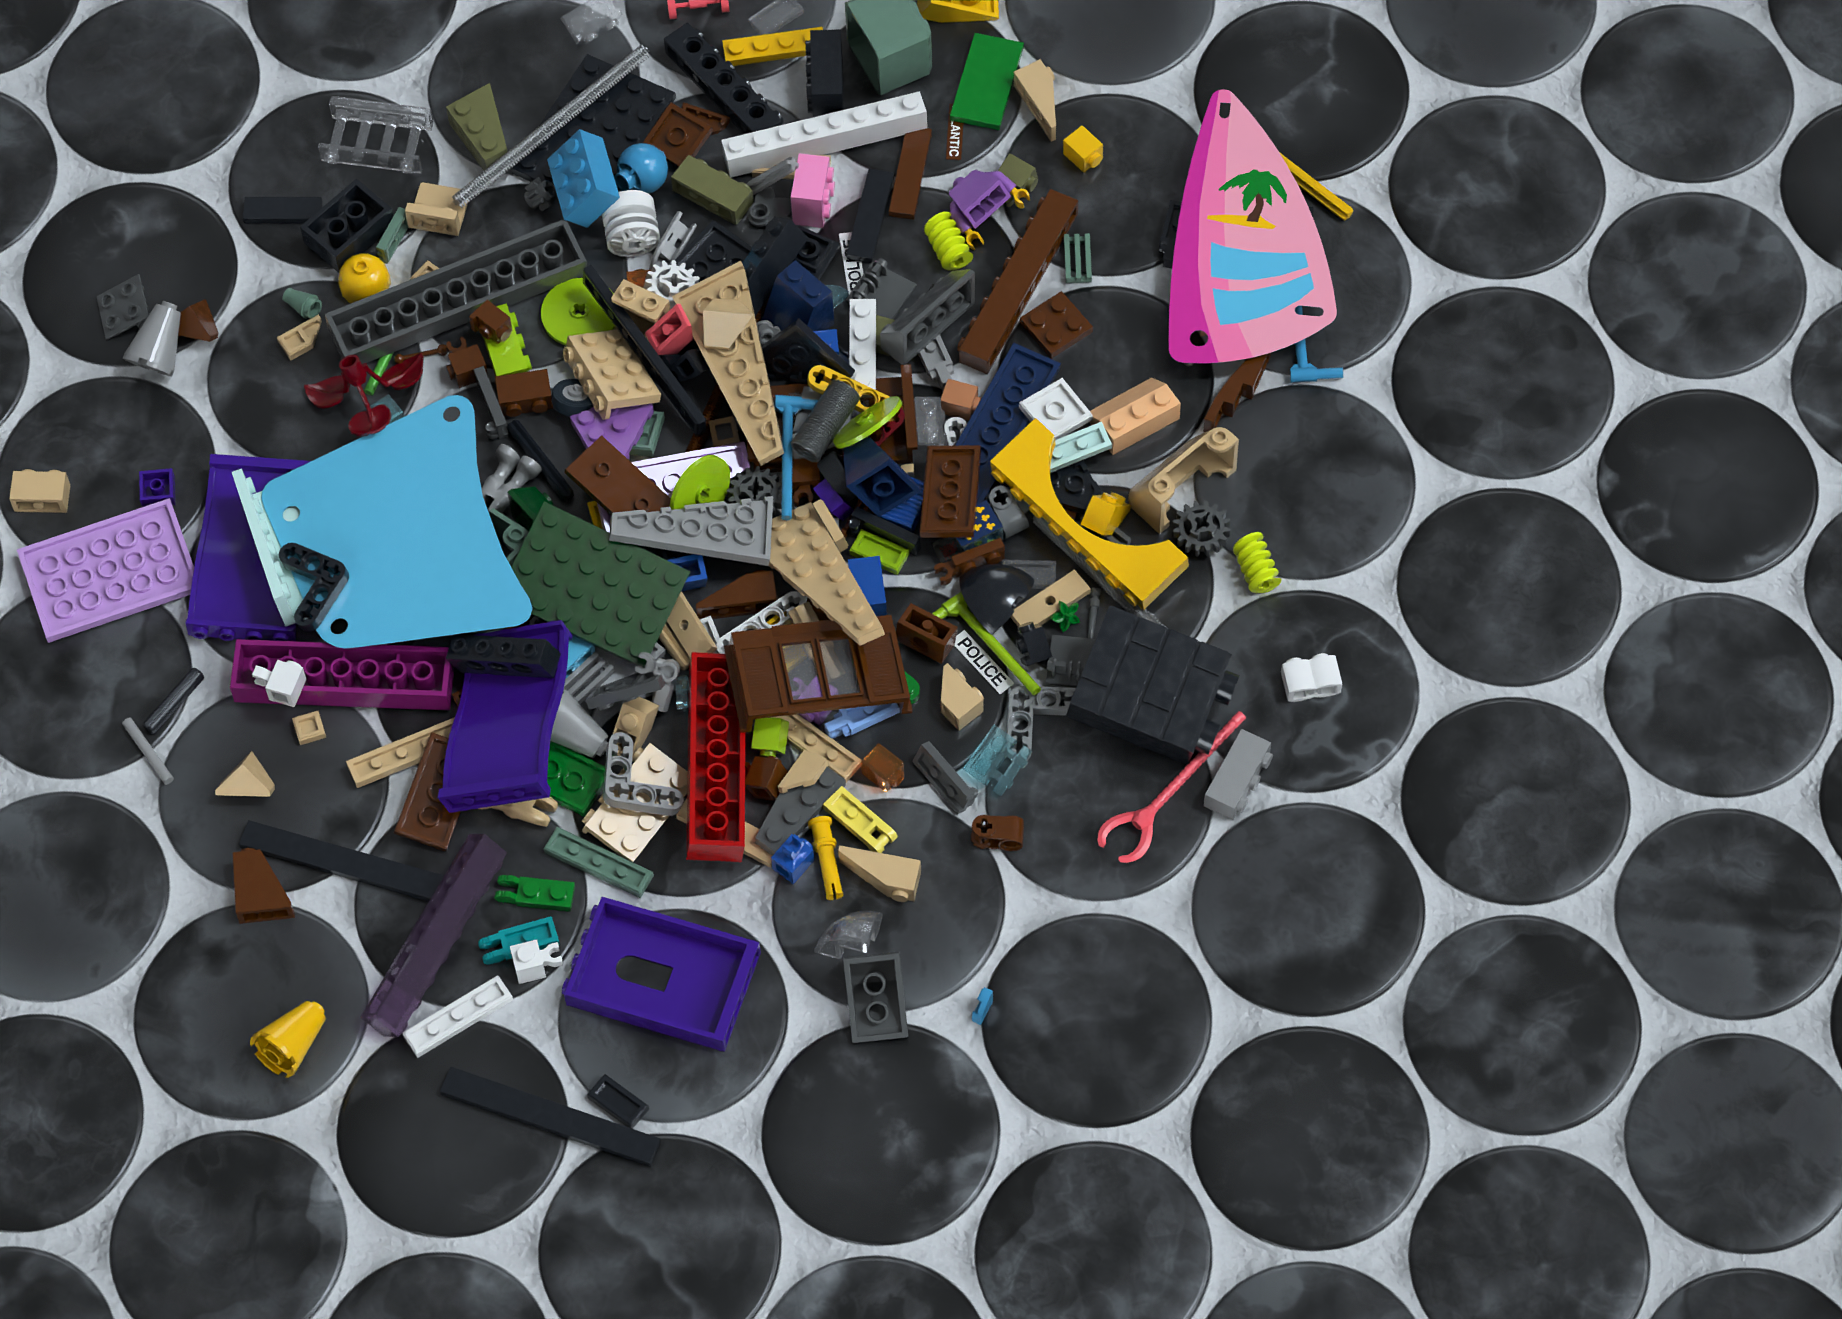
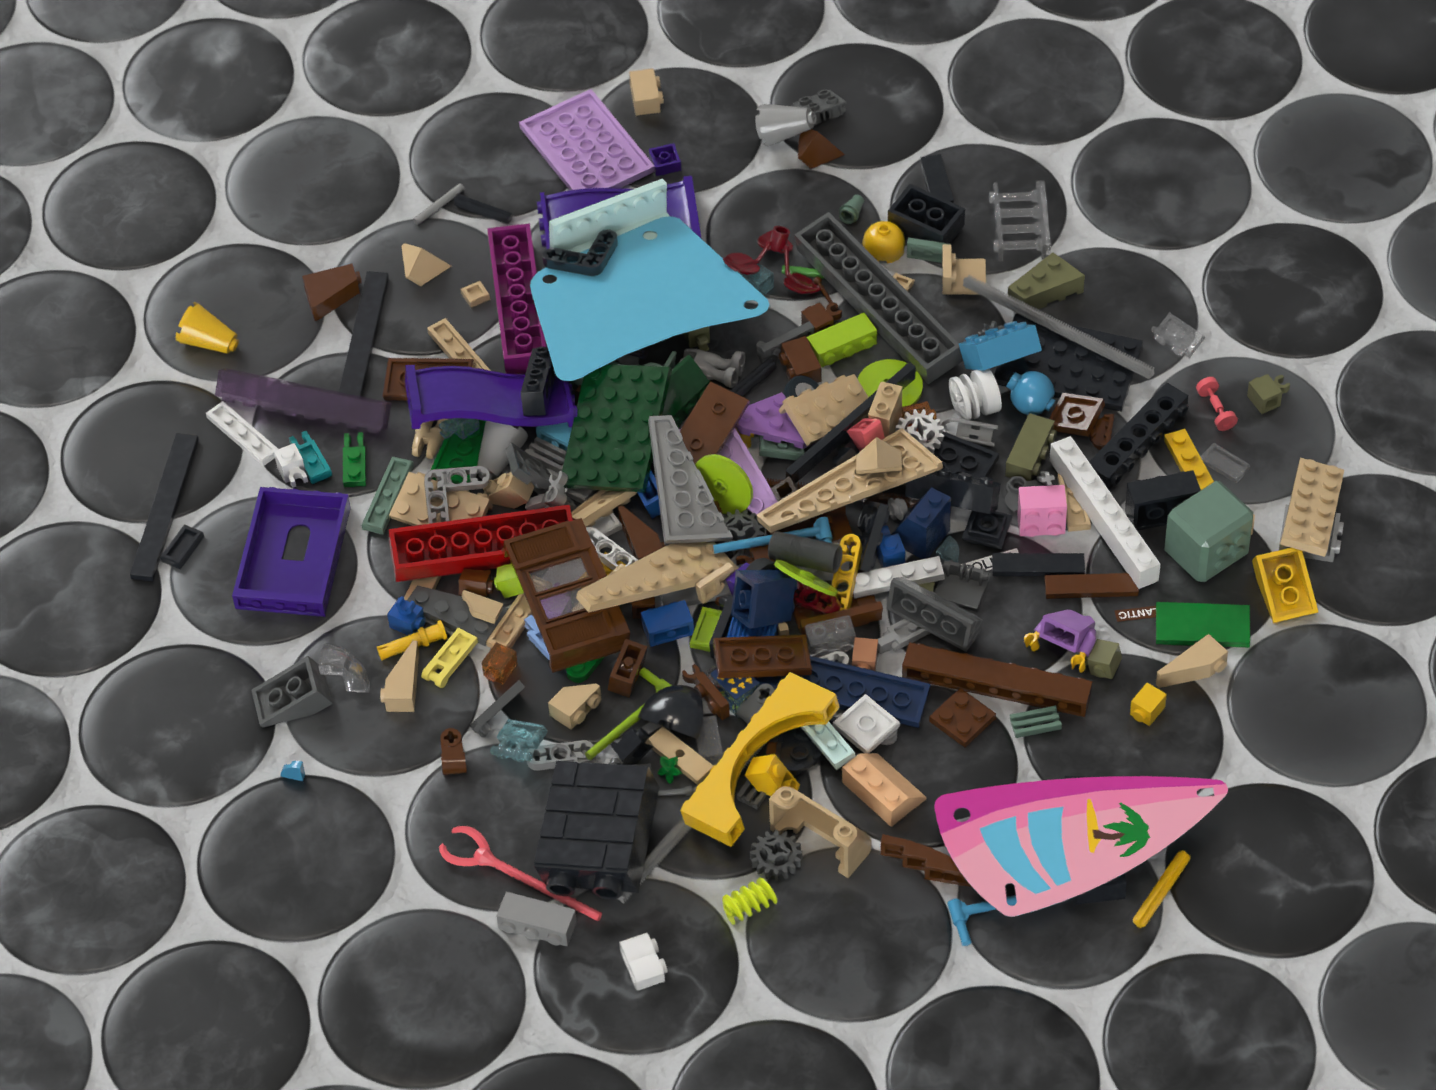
camera: 80 degrees right, 10 degrees down
(282, 683) = (491, 253): white brick -> none
(301, 338) = (816, 211): tan tile -> none
(491, 322) = (850, 318): reddish brown brick -> none
(947, 241) = (1019, 617): neon yellow piece -> none
(982, 662) = (624, 712): white sticker -> none

